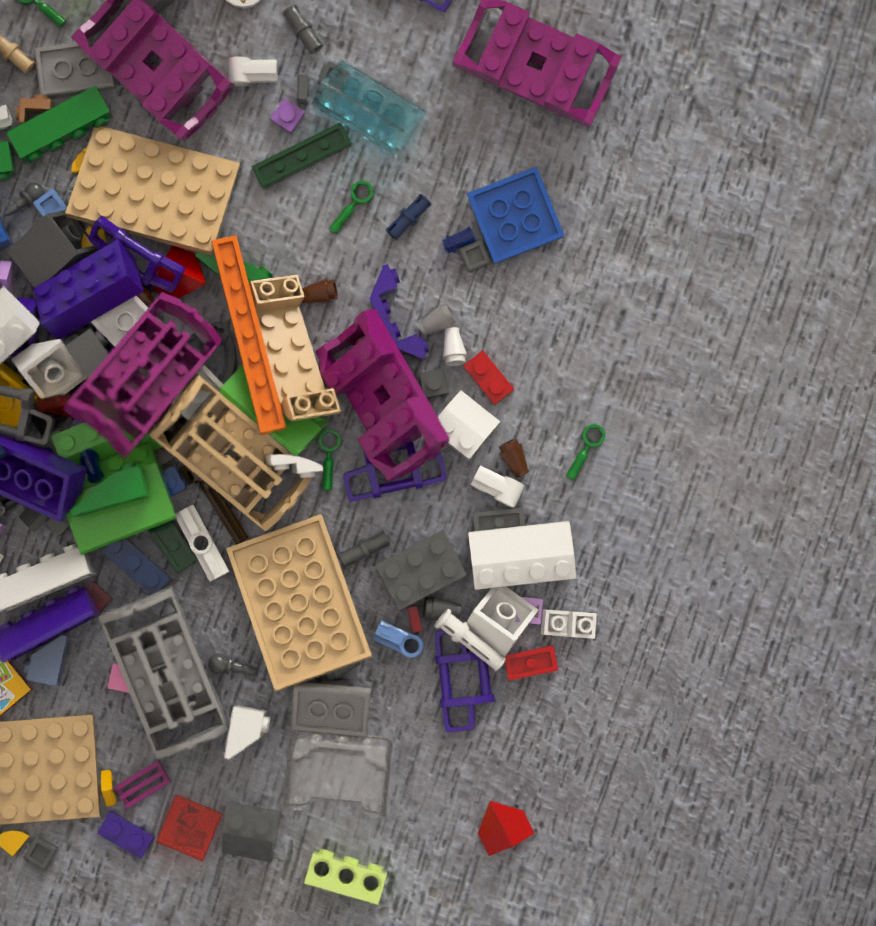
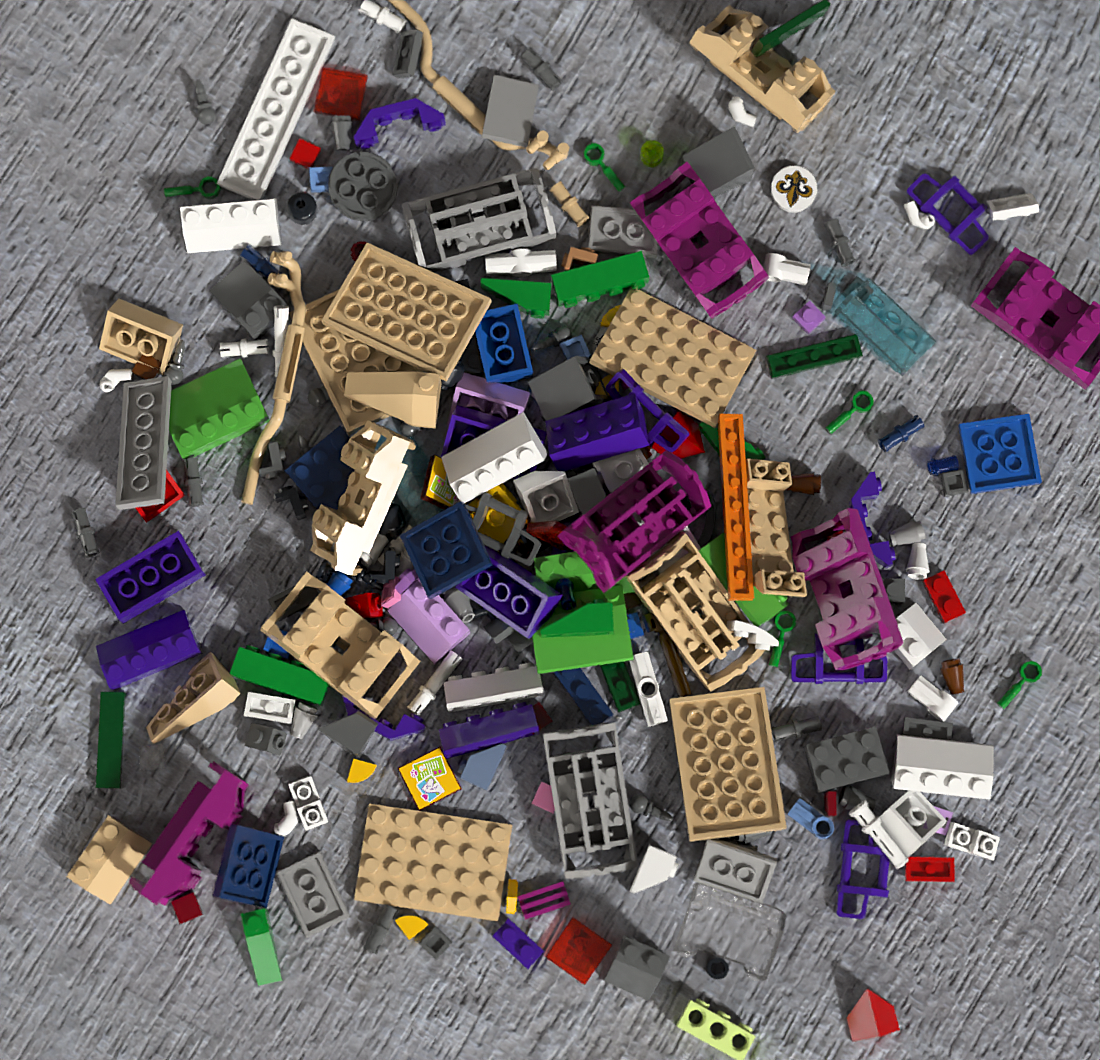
camera: 10 degrees right, 5 degrees down
(338, 820) = (716, 960): none -> black bush

